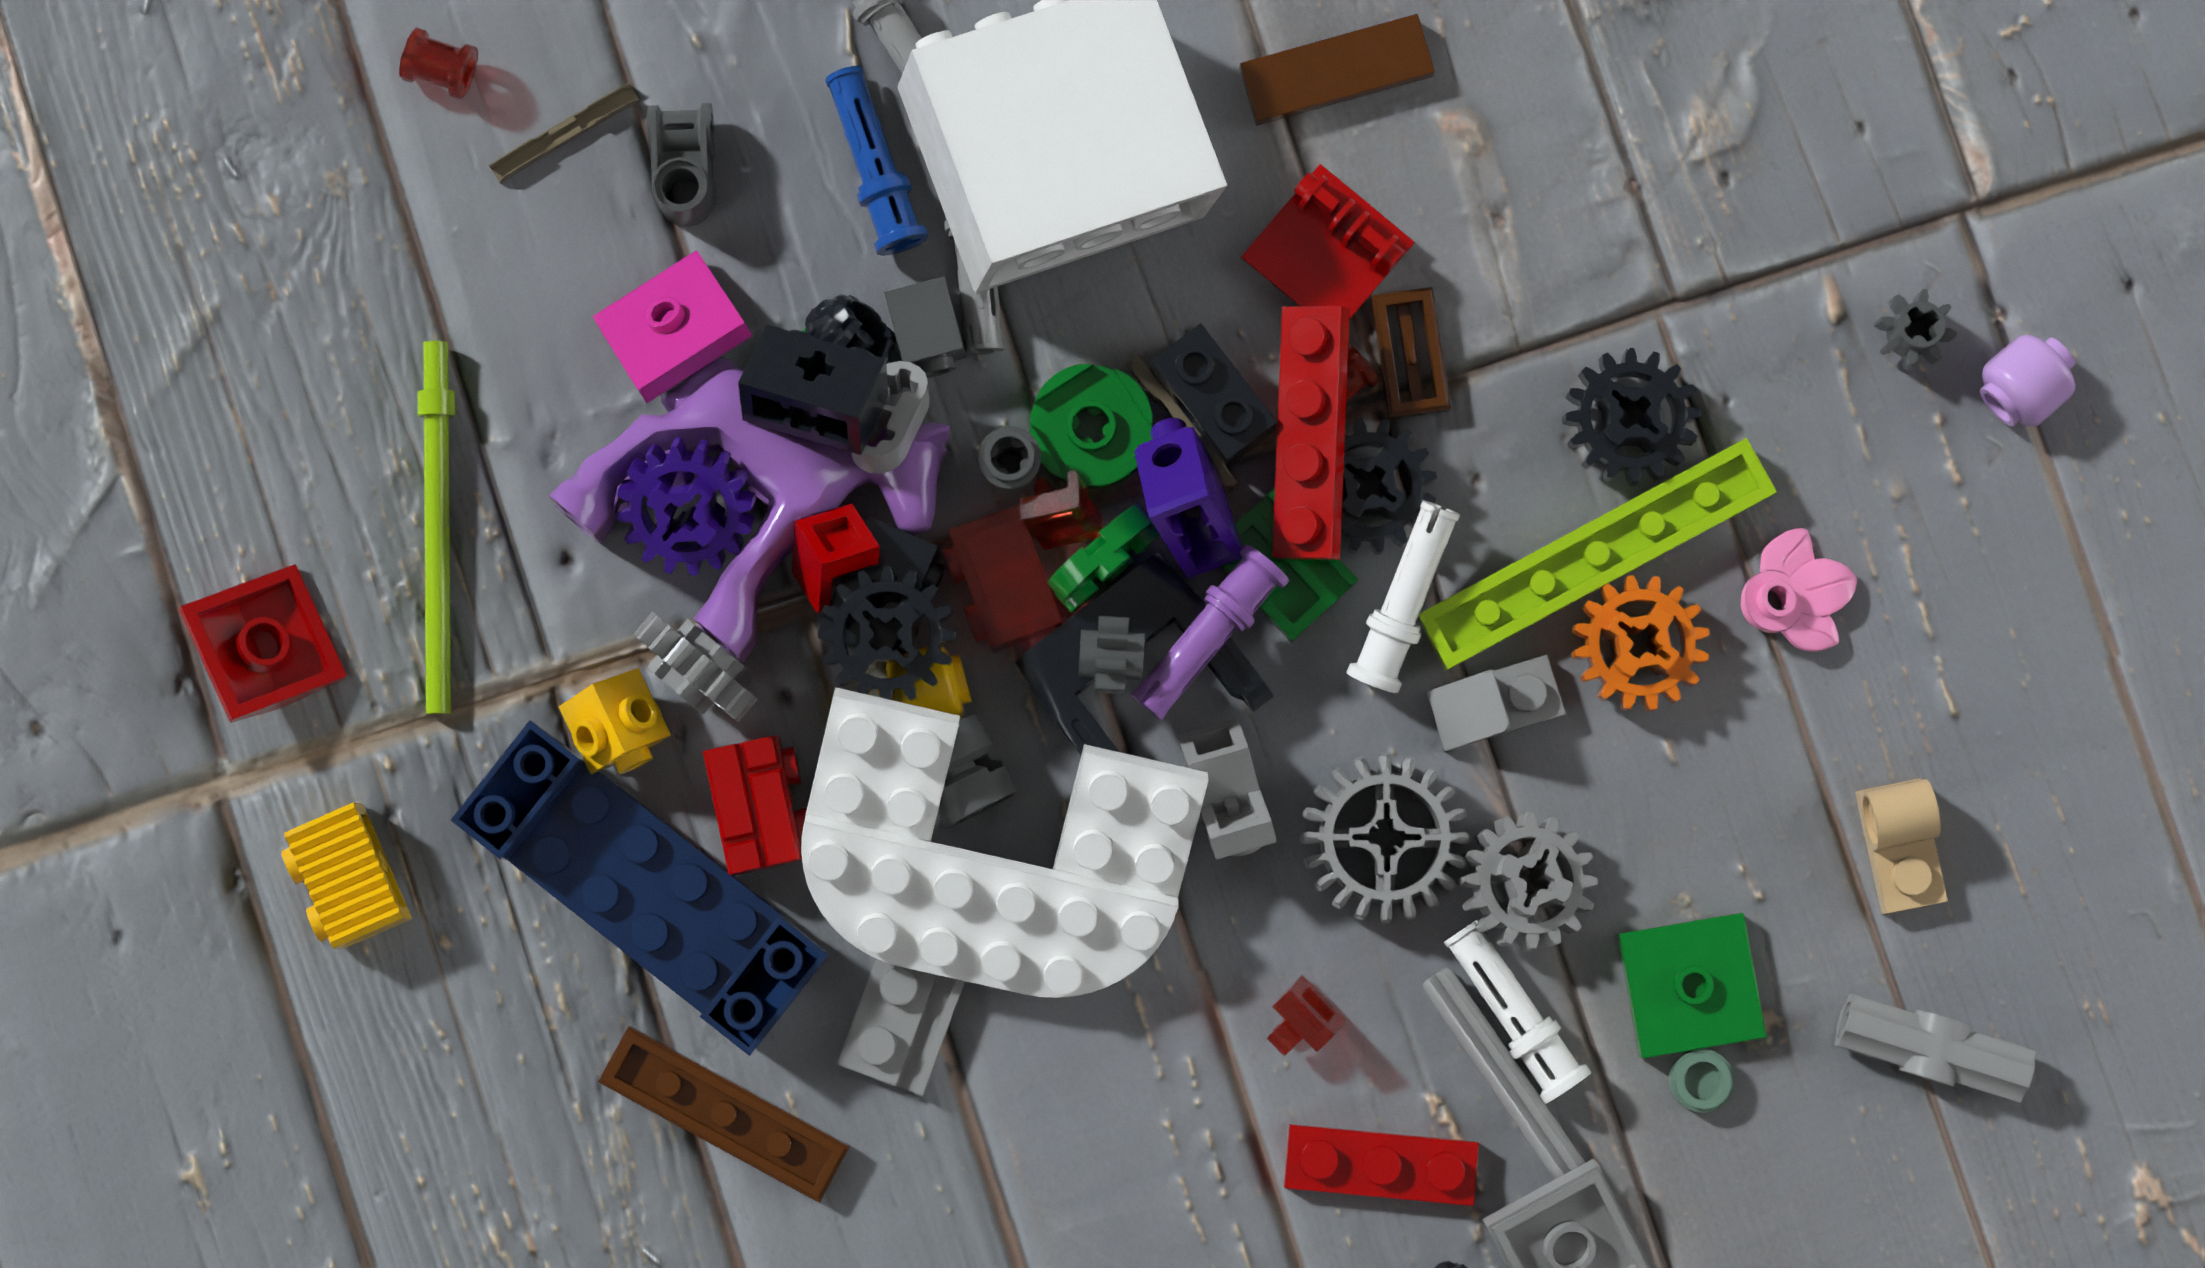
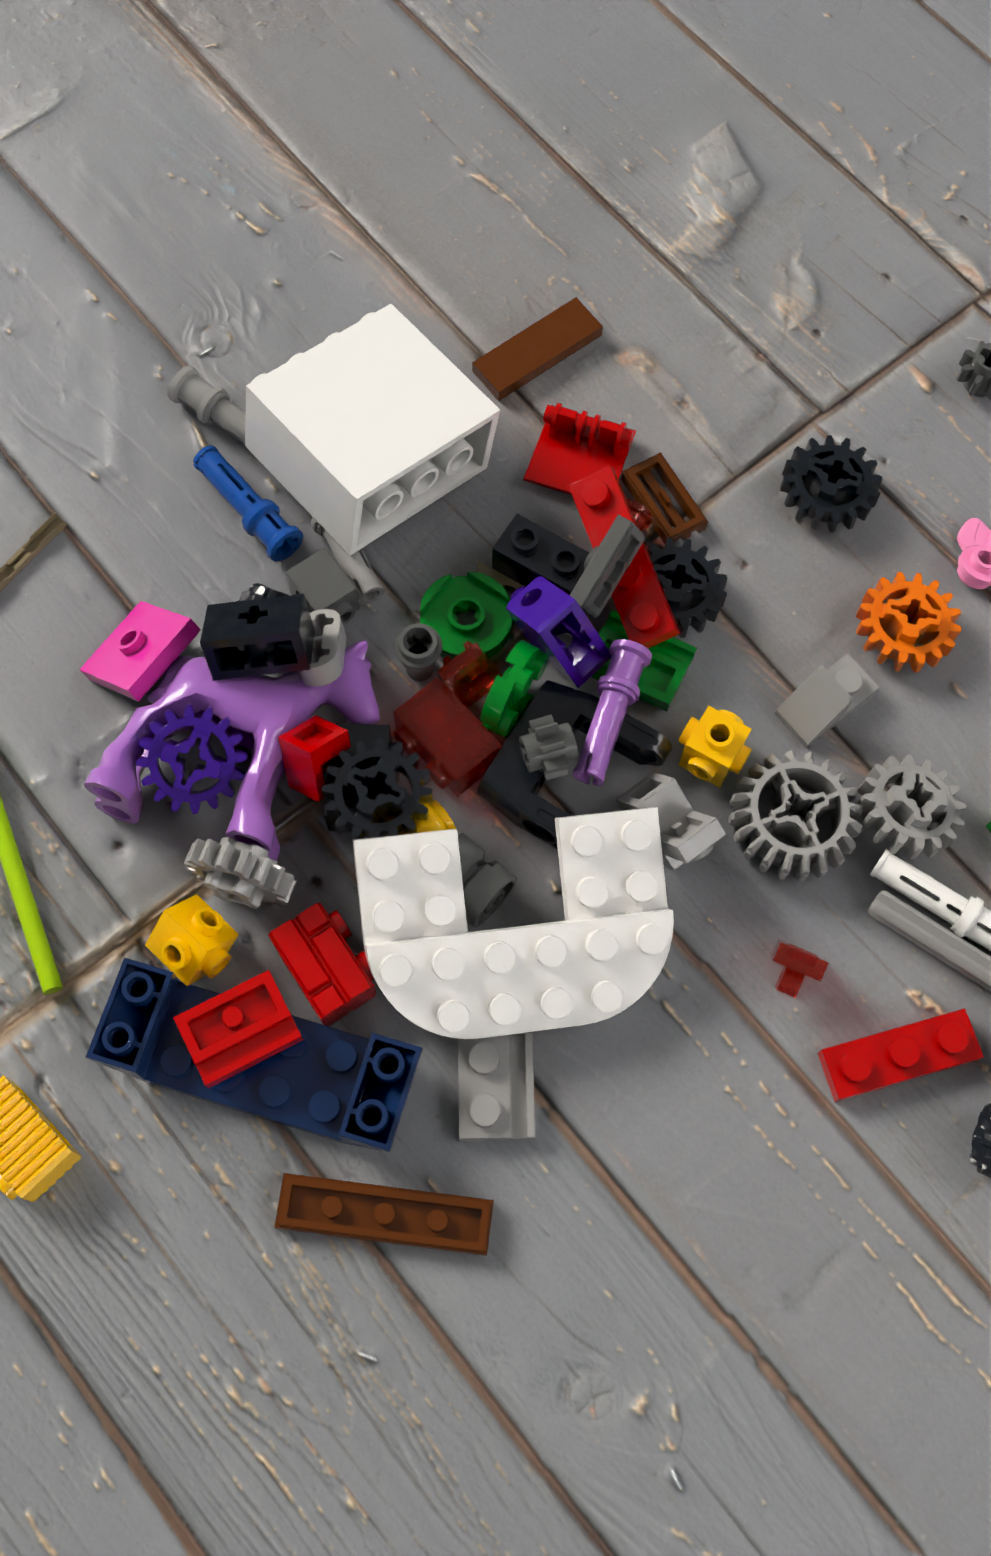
camera: 25 degrees left, 15 degrees down
(631, 850) = (238, 1029): none -> red plate
(681, 151) = (108, 543): dark grey piece -> none
(1274, 450) = (607, 565): none -> dark grey plate
(1307, 735) = (714, 745): none -> yellow brick
(1395, 624) = (736, 668): white pin -> none
(1596, 554) = (847, 579): lime plate -> none

